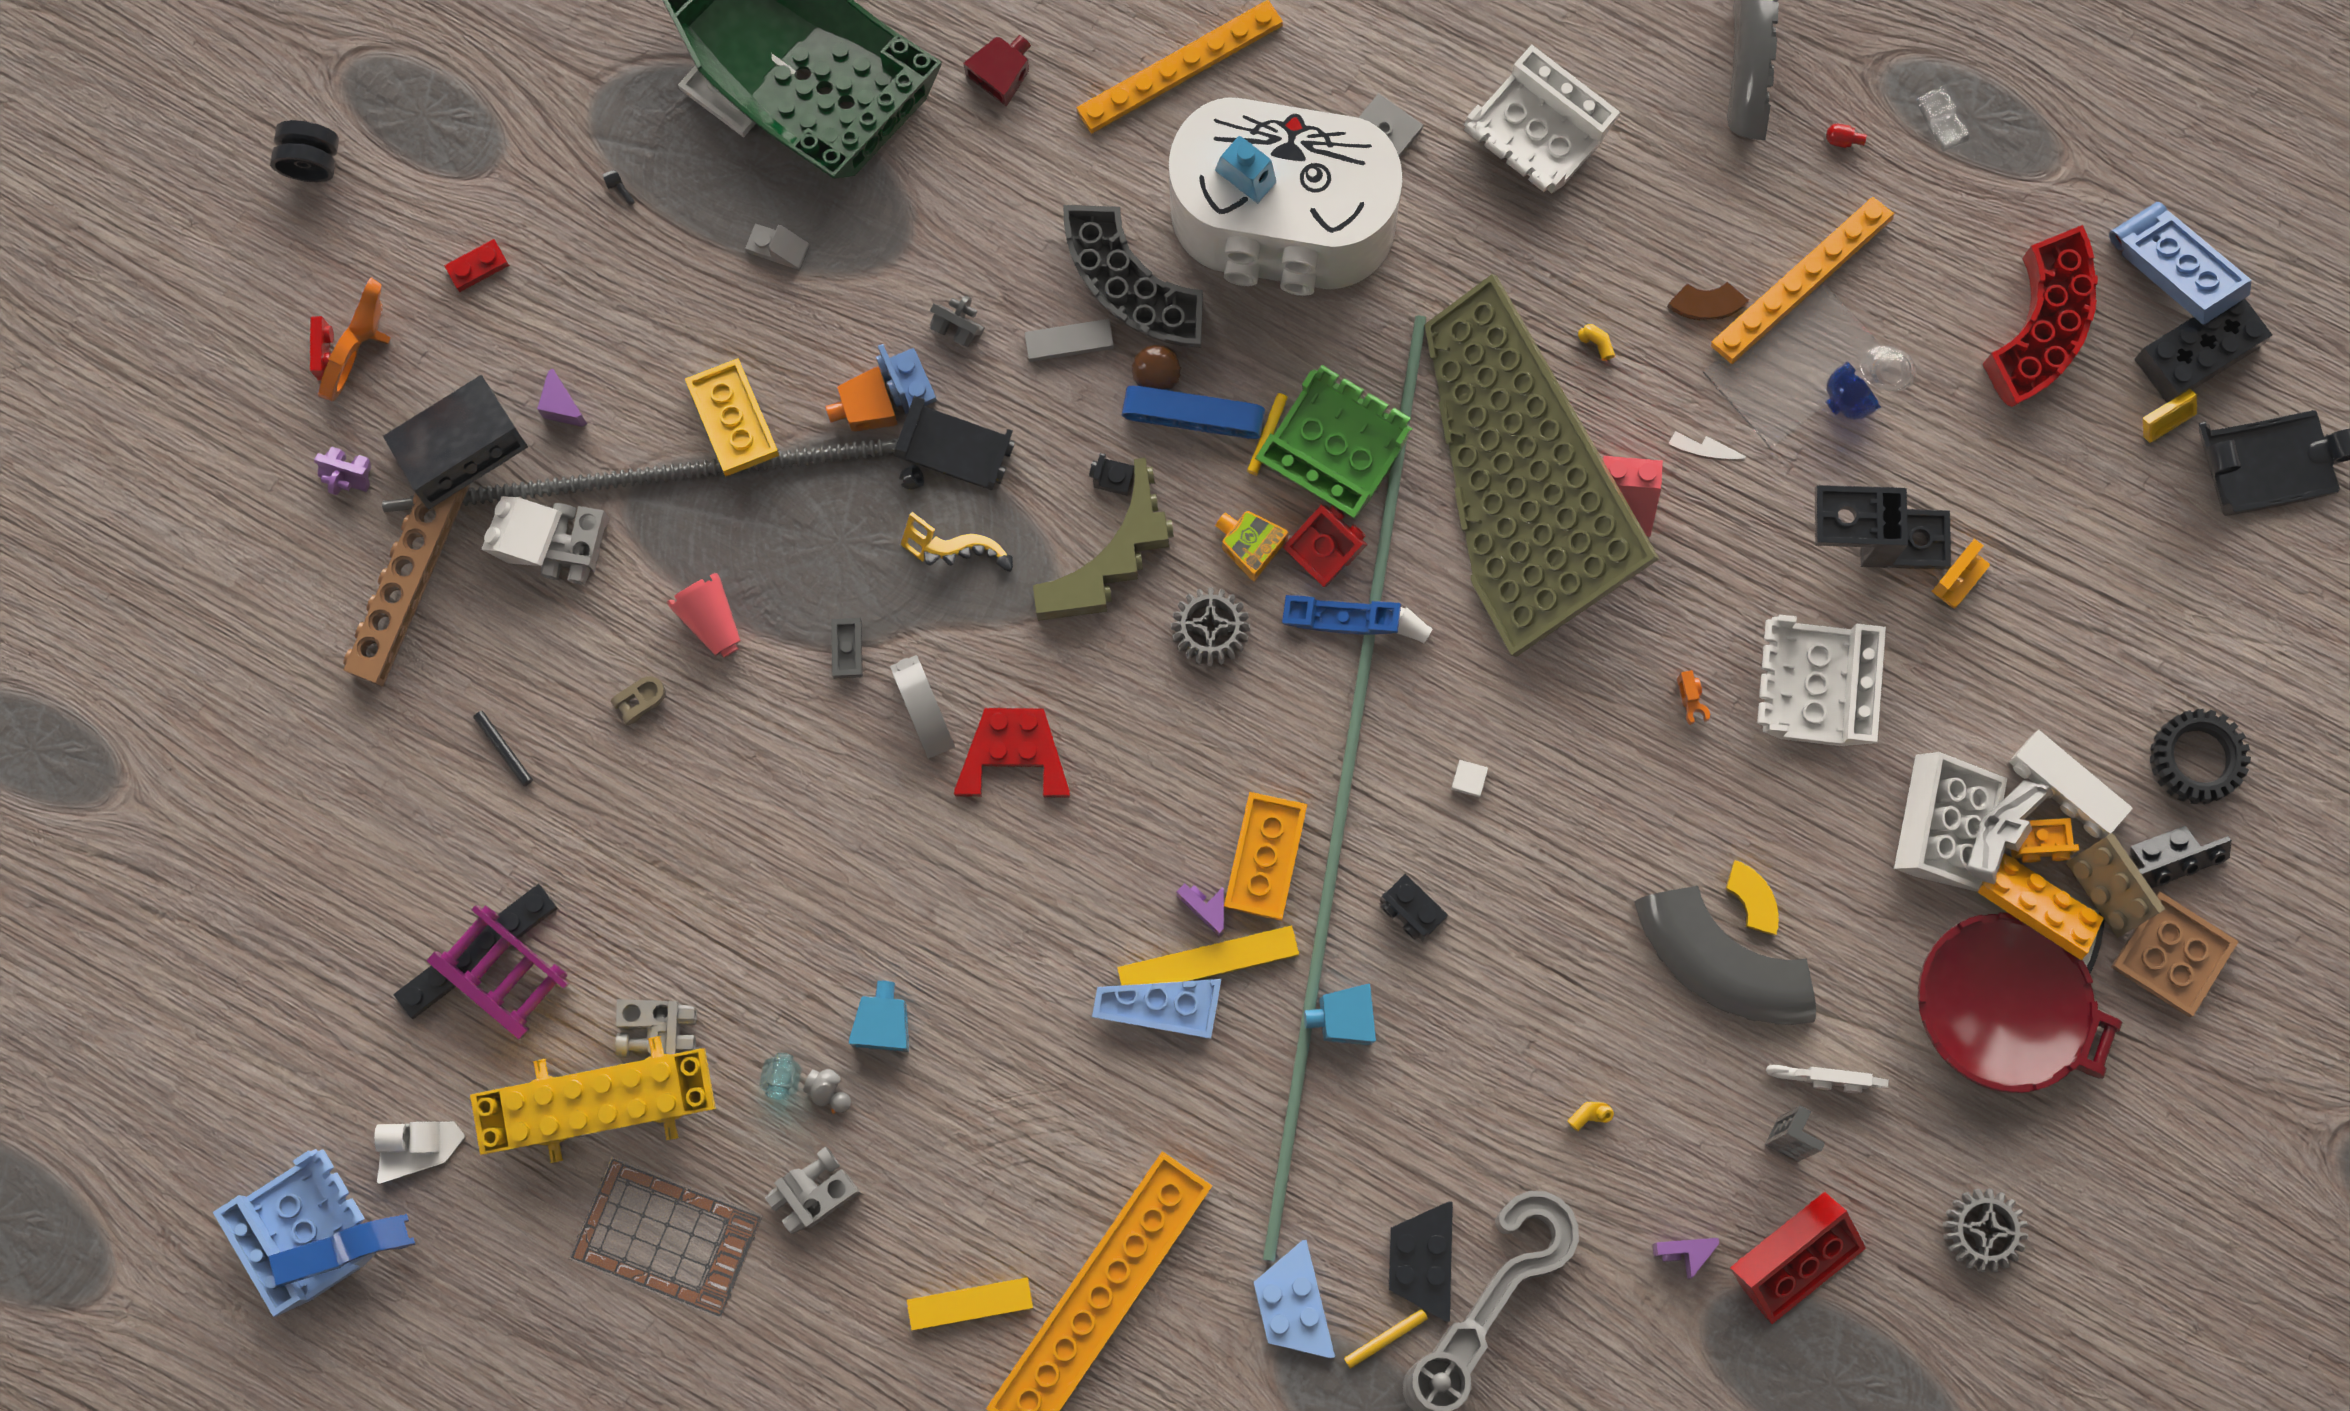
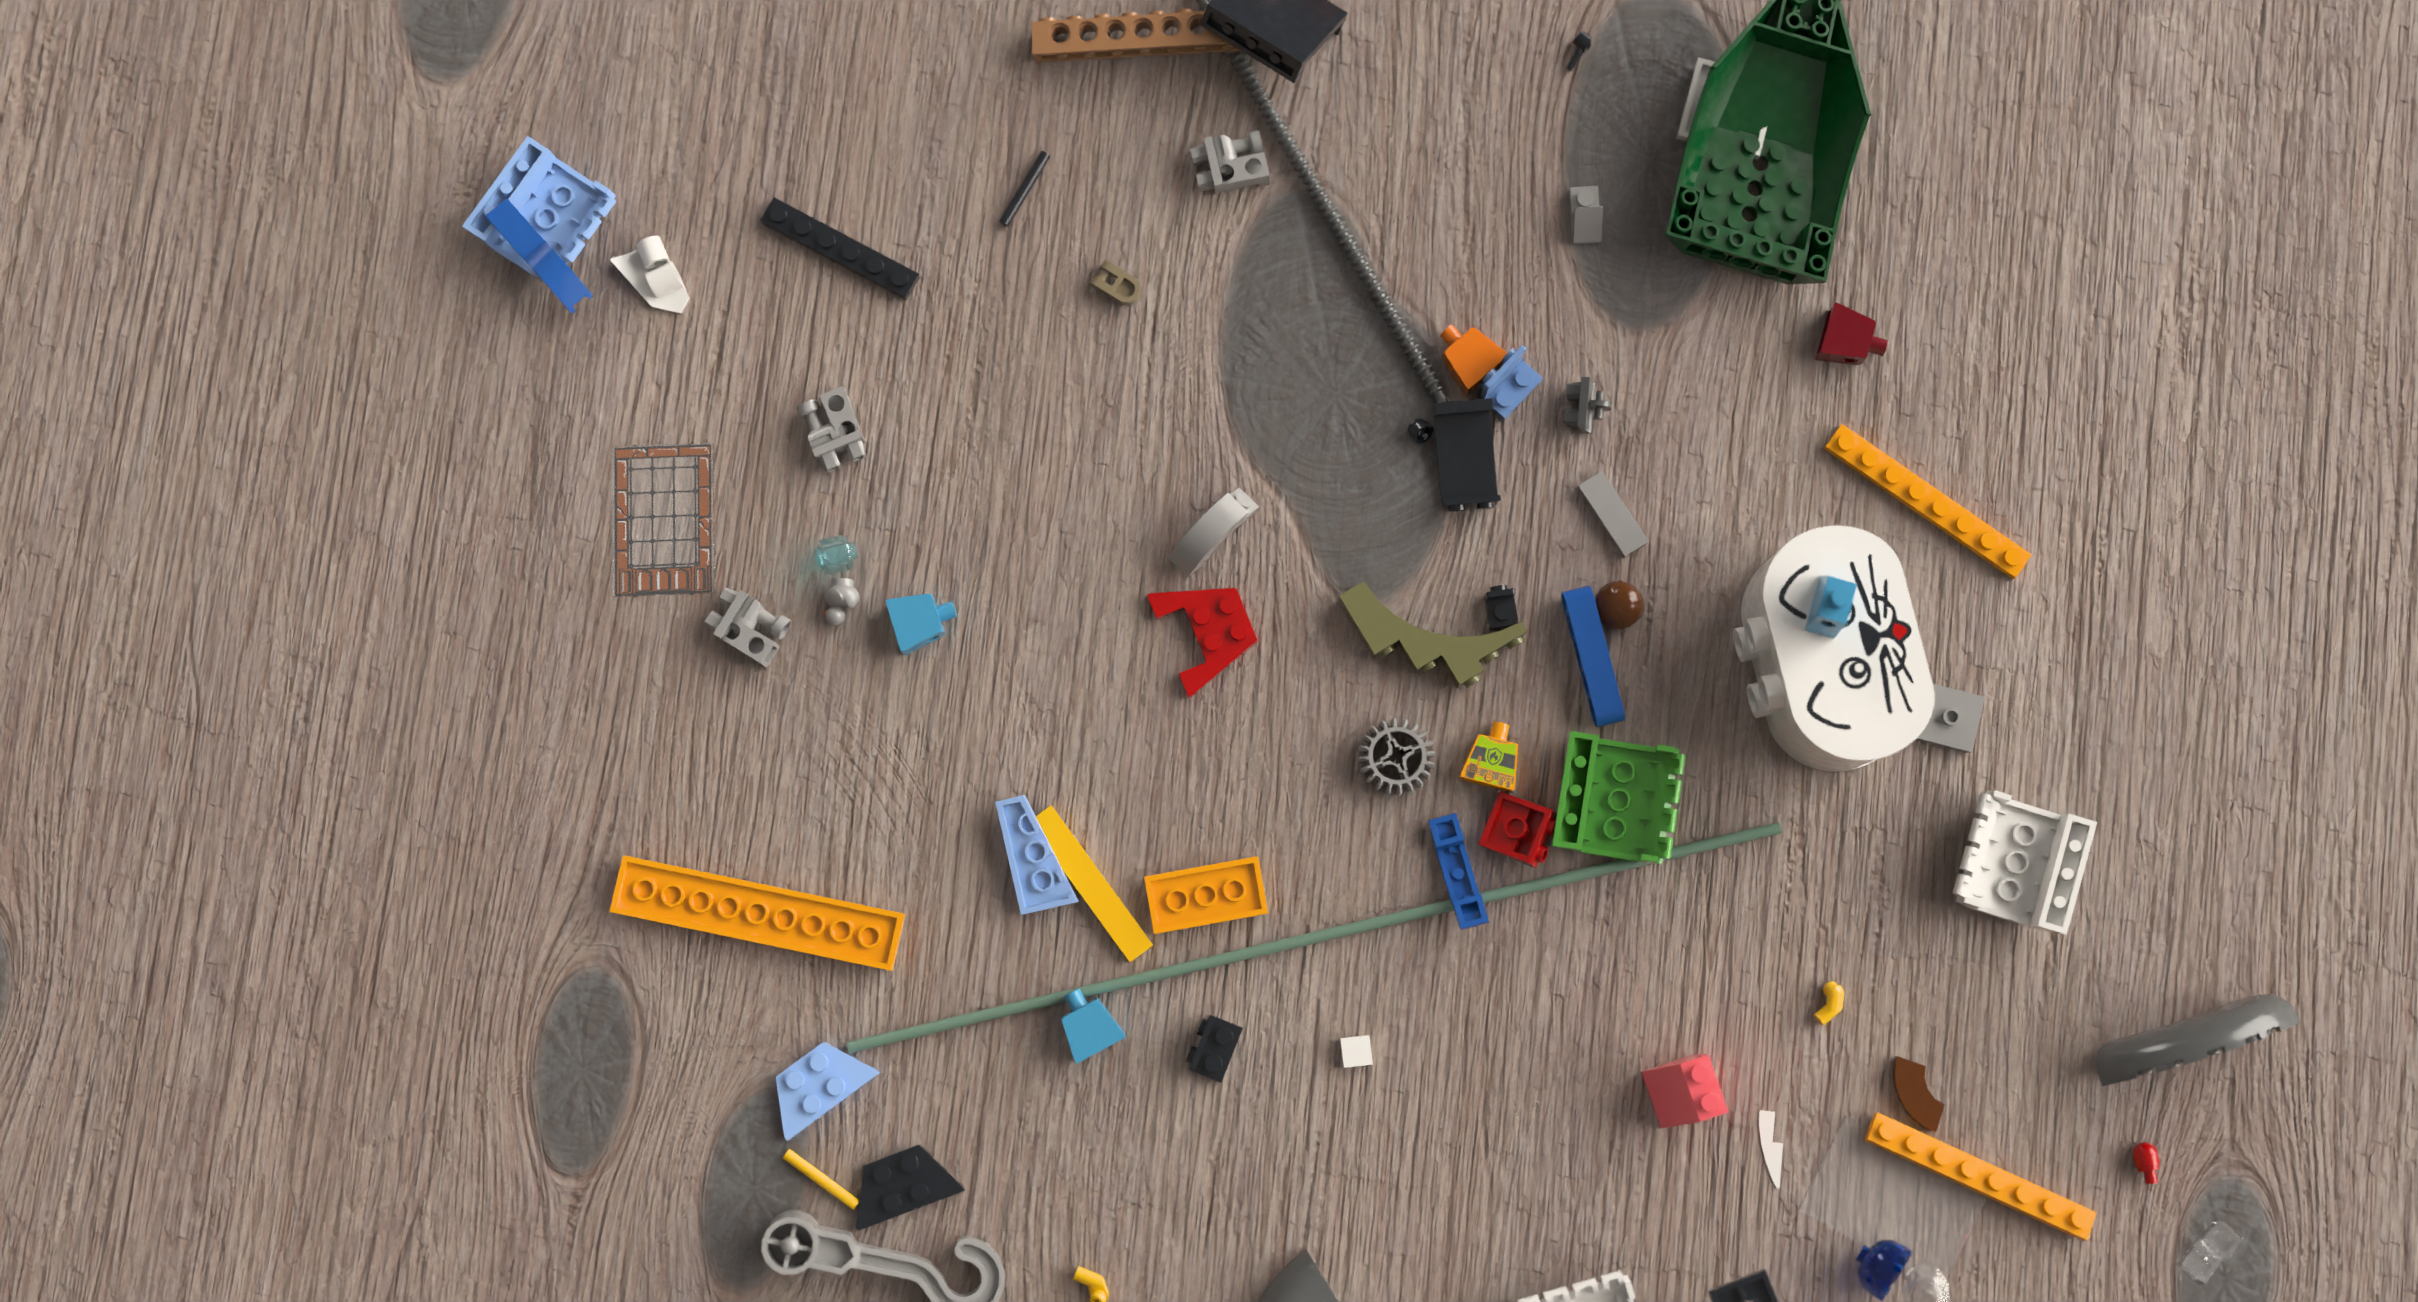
camera: 70 degrees right, 5 degrees up
(470, 981) = (799, 282): magenta fence -> none
(521, 531) = (1219, 113): white slope -> none
(557, 404) = (1354, 90): medium lavender slope -> none
(593, 1101) = (744, 405): yellow piece -> none
(708, 615) = (1214, 309): coral cone -> none
(732, 417) = (1404, 247): yellow plate -> none
(847, 648) = (1238, 442): dark grey plate -> none
(948, 549) = (1373, 498): yellow piece -> none
(969, 1304) = (708, 803): yellow tile -> none
(1125, 284) = (1685, 542): dark grey brick -> none
(1211, 913) = (1133, 868): medium lavender slope -> none
(1268, 429) = (1607, 732): yellow bar -> none
(1412, 626) = (1476, 941): white cone -> none
(1530, 486) = (1656, 995): olive wing -> none
(1690, 689) = (1526, 1224): orange plate -> none

